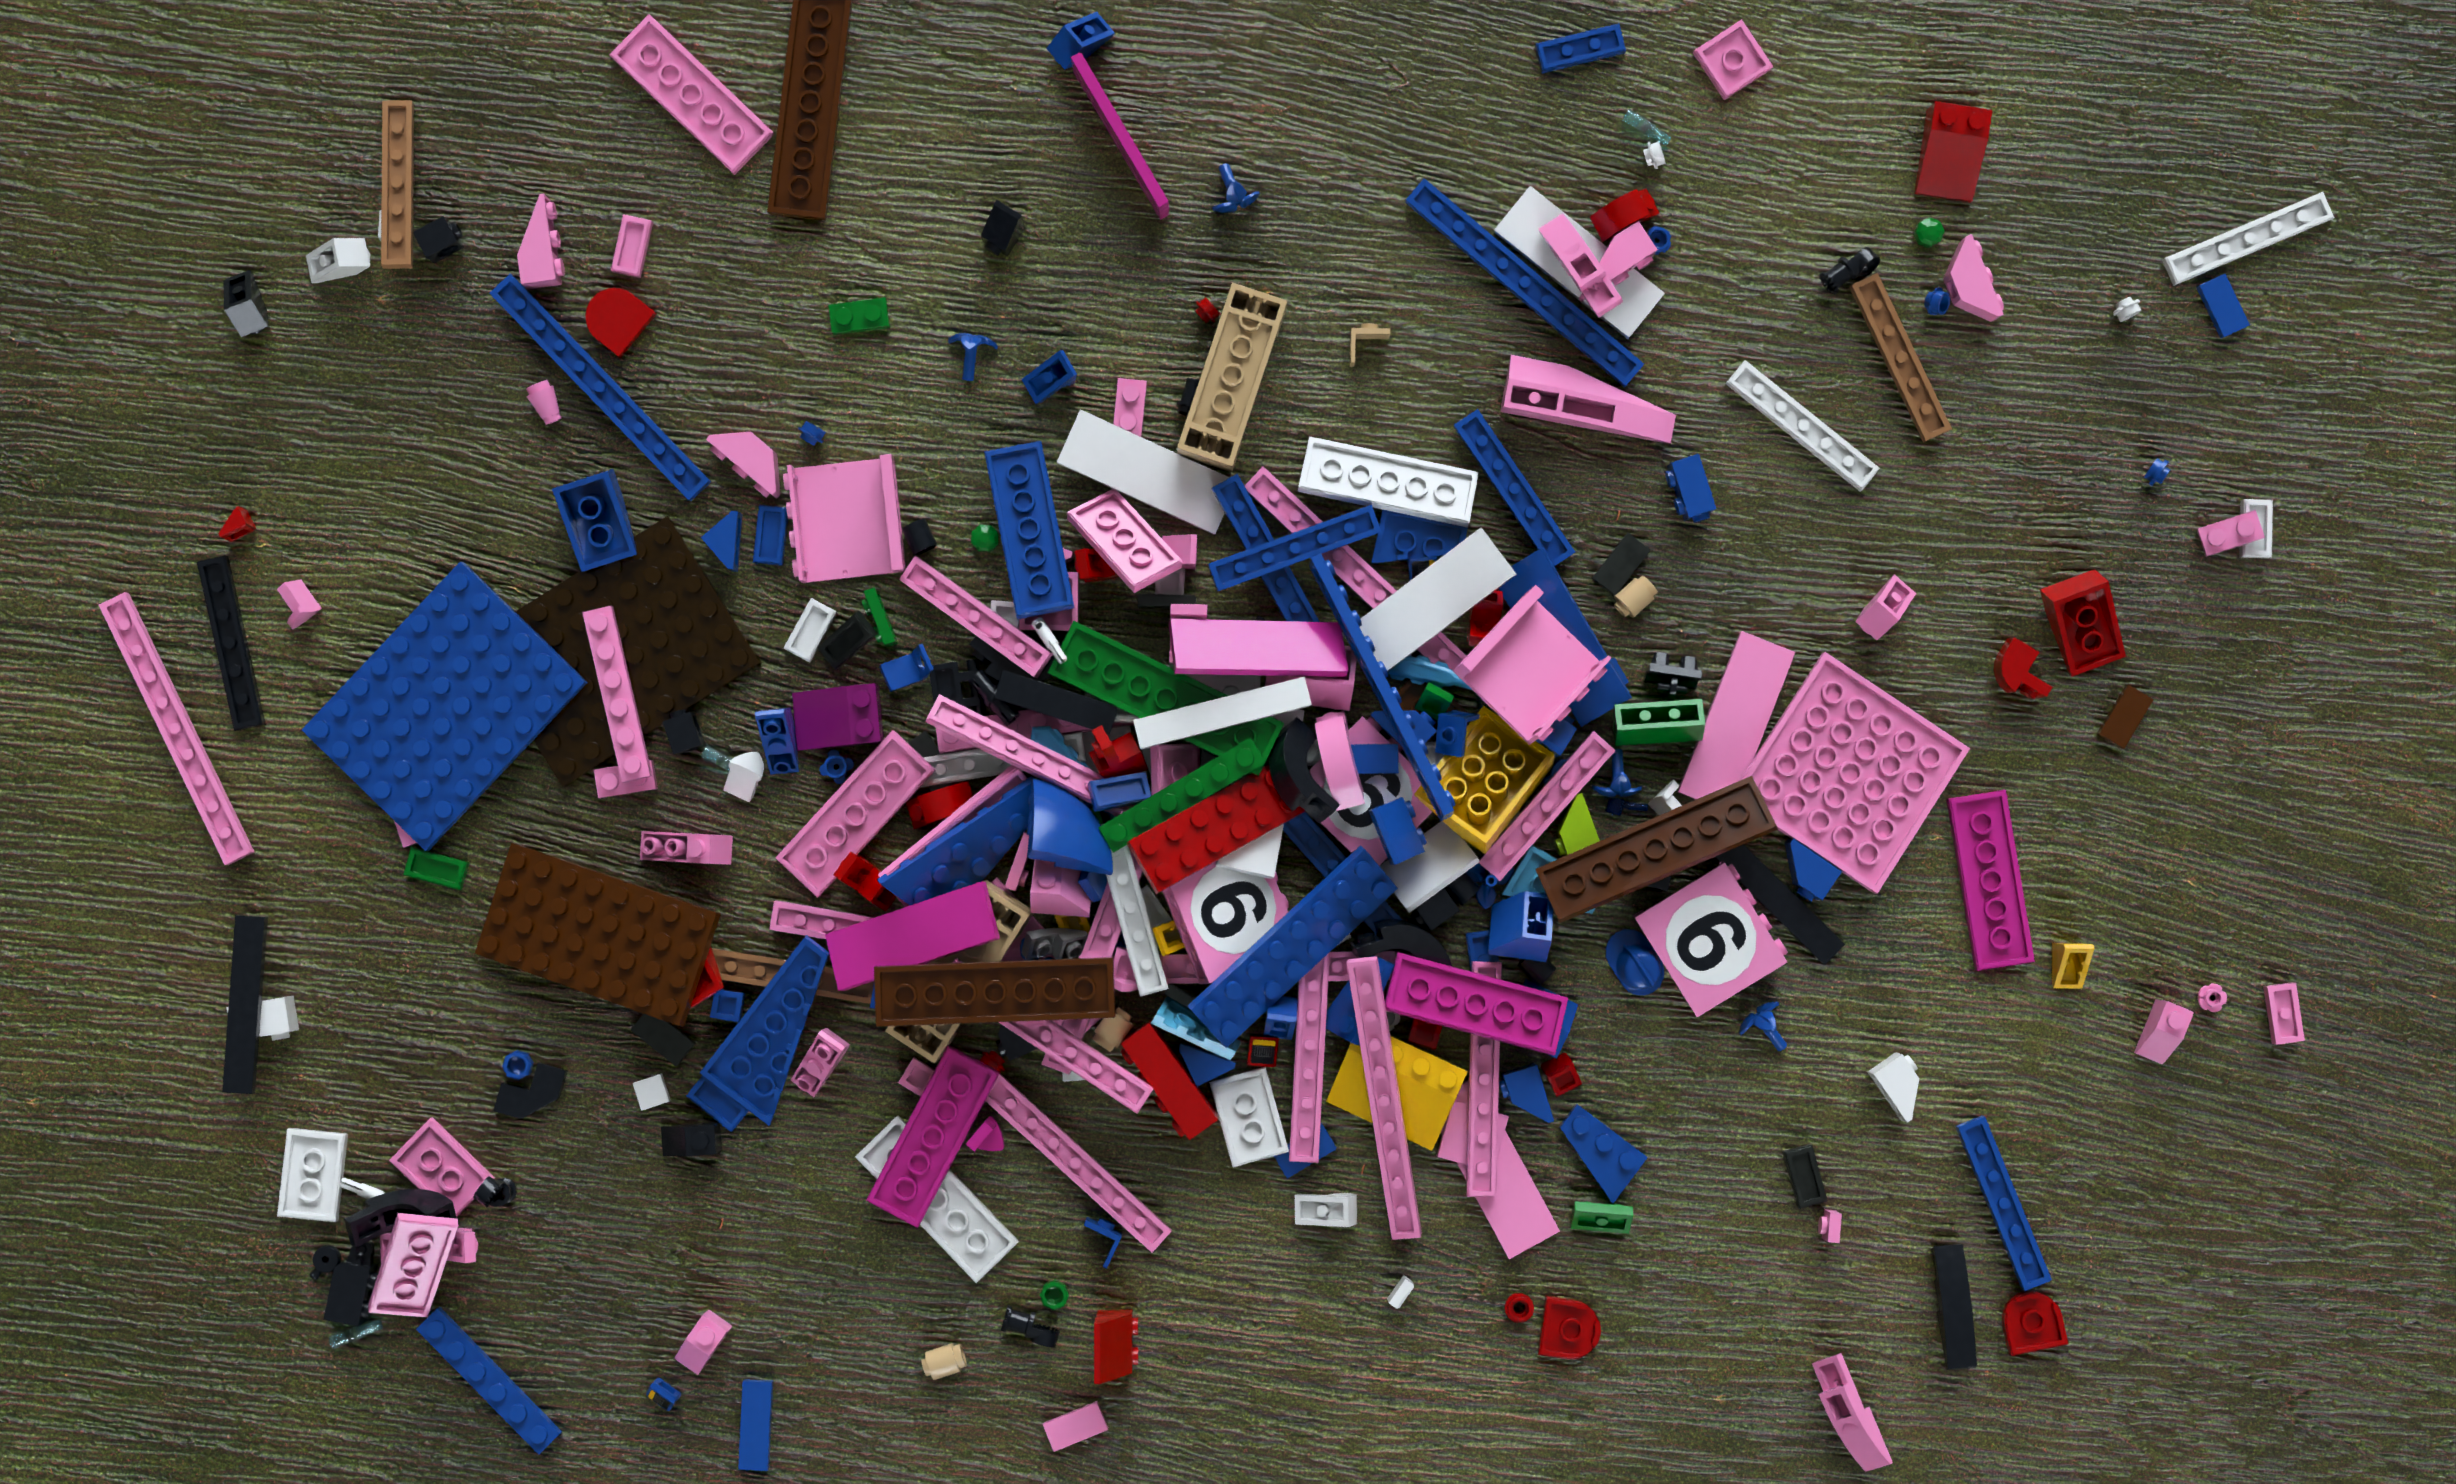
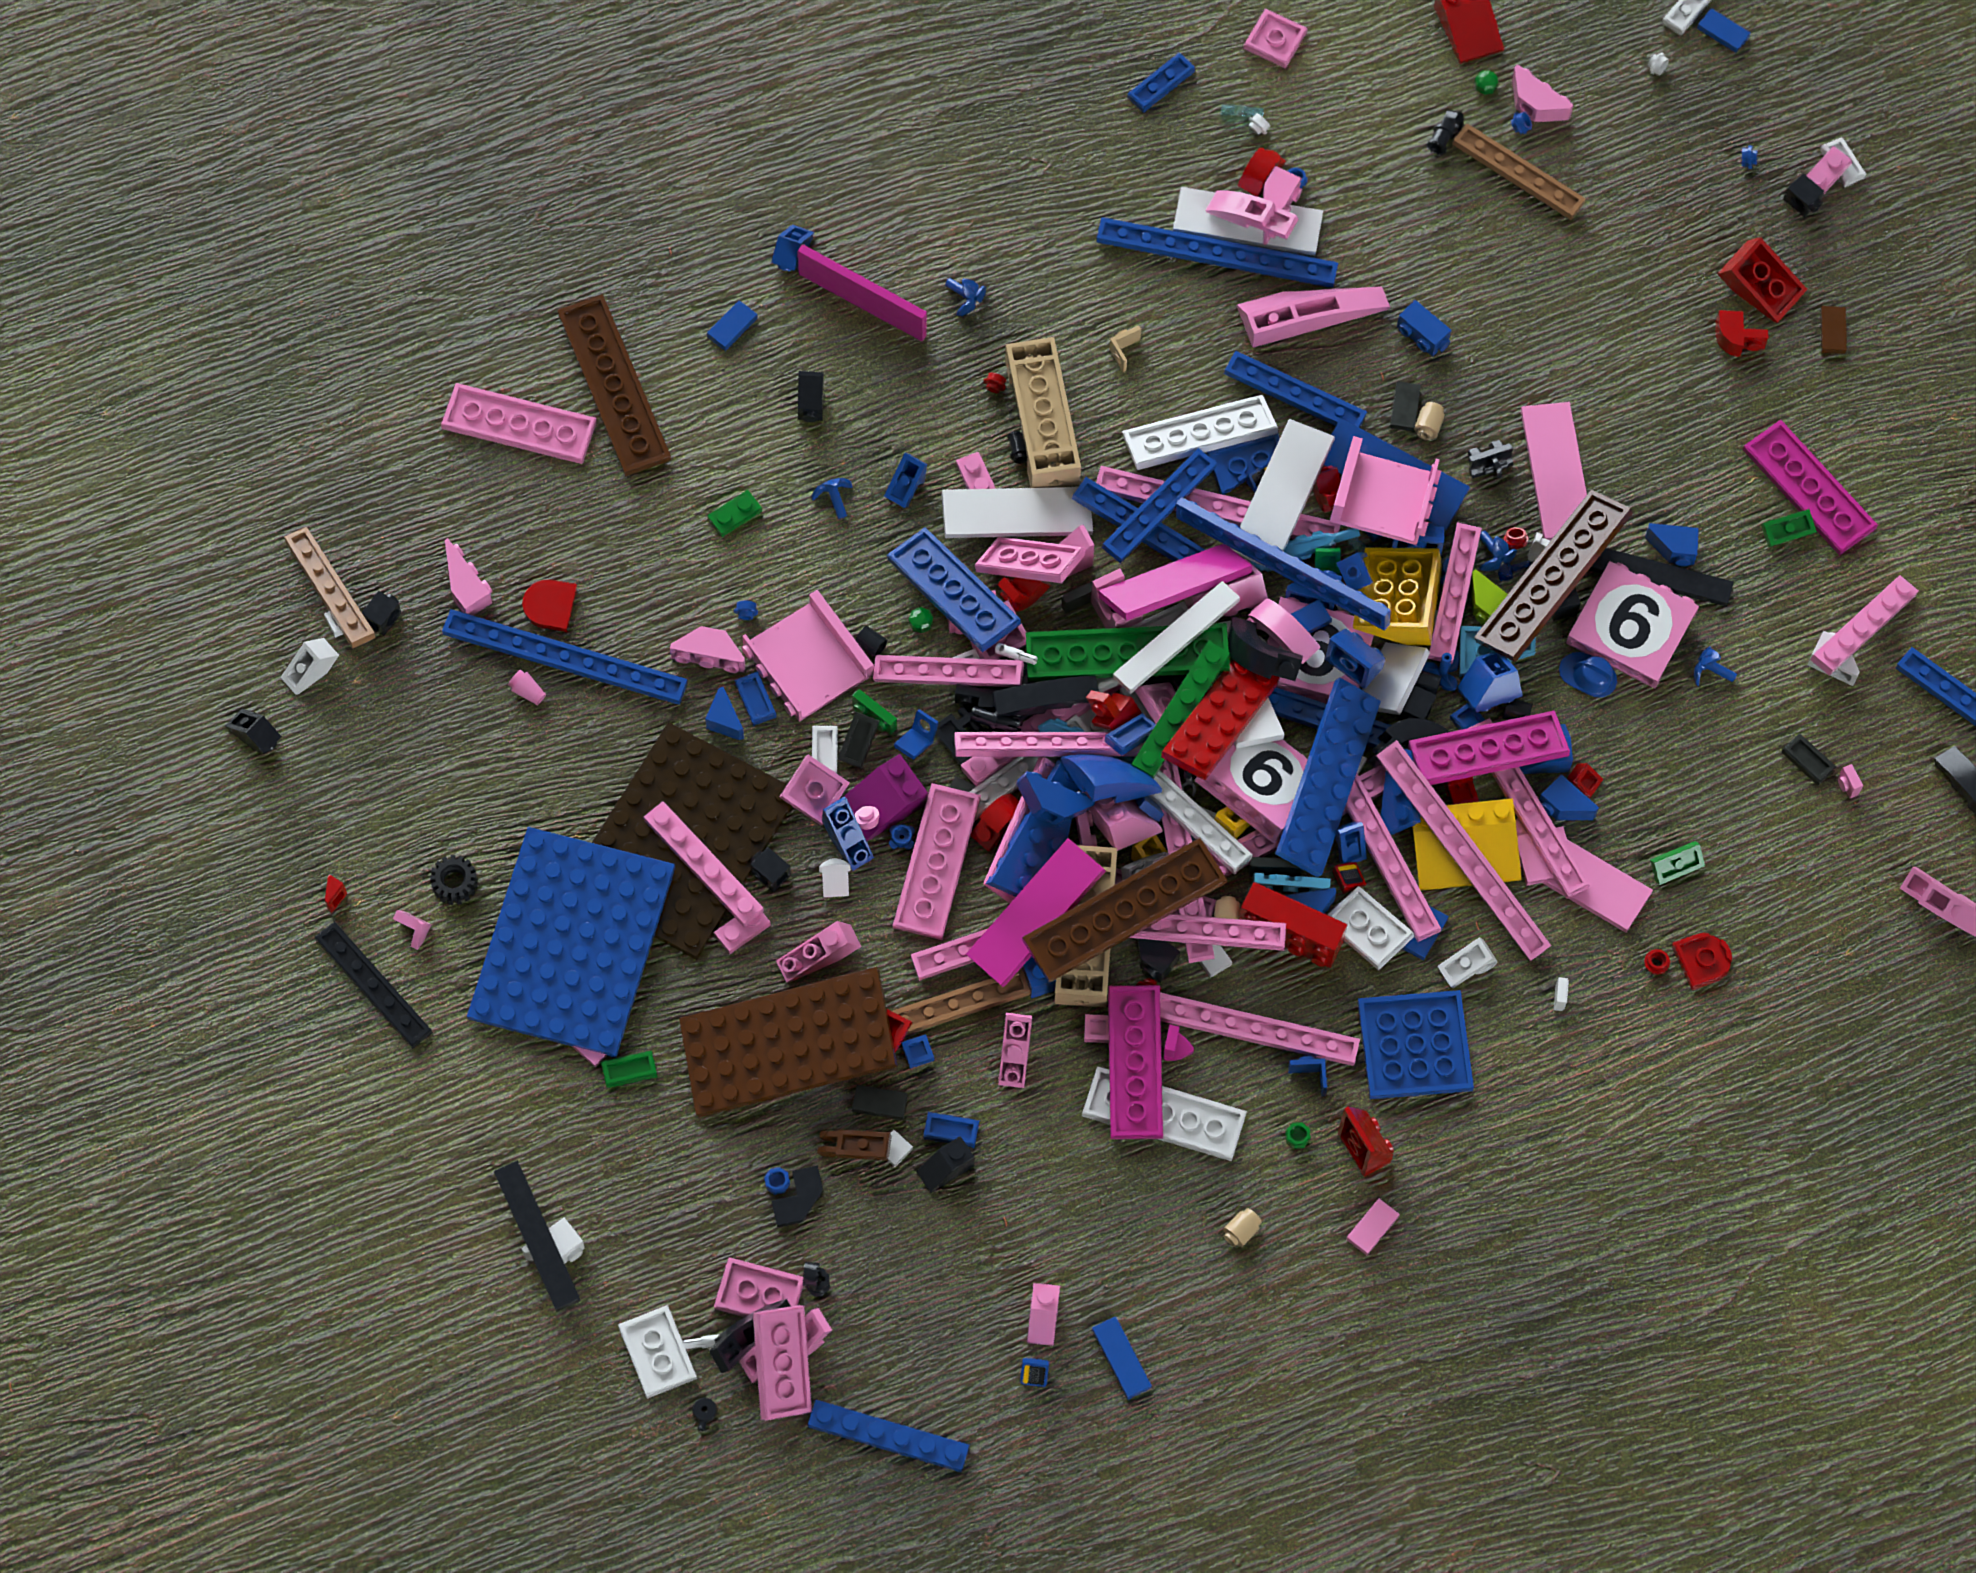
camera: 25 degrees left, 20 degrees down
(176, 728) = (365, 1067): bright pink plate -> none
(352, 1287) = (739, 1417): black hinge -> none
(354, 1334) = (759, 1456): clear light blue piece -> none
(377, 586) = (453, 894): none -> black tyre
(596, 520) = (615, 747): blue slope -> none
(613, 1073) = (856, 1144): none -> reddish brown hinge
(631, 246) = (532, 549): bright pink tile -> none
(716, 757) = (807, 877): clear light blue piece -> none
(762, 1046) = (963, 1063): blue wing -> none
(773, 671) = (813, 788): none -> bright pink plate
(806, 733) = (867, 817): none -> bright pink plate
(863, 877) = (976, 903): red brick -> none
(970, 97) = (732, 325): none -> blue tile
(993, 826) = (1052, 800): none -> blue slope
(1024, 1324) = (1288, 1167): black connector -> none
(1171, 584) = (1077, 579): white tile -> none
(1224, 1264) = (1415, 1044): none -> blue plate
(1603, 1151) = (1653, 818): blue wing -> none
(1650, 770) = (1516, 538): none -> red plate
(1658, 722) = (1500, 494): green brick -> none
(1802, 426) = (1477, 251): white tile -> none
(1853, 771) = (1664, 458): bright pink plate -> none
(1885, 608) = (1615, 340): bright pink slope -> none
(1938, 916) = (1788, 528): none -> green plate
(1948, 1070) = (1864, 625): none -> bright pink plate
(2070, 964) = (1904, 511): yellow slope -> none
(2189, 549) = (1804, 195): none -> black brick

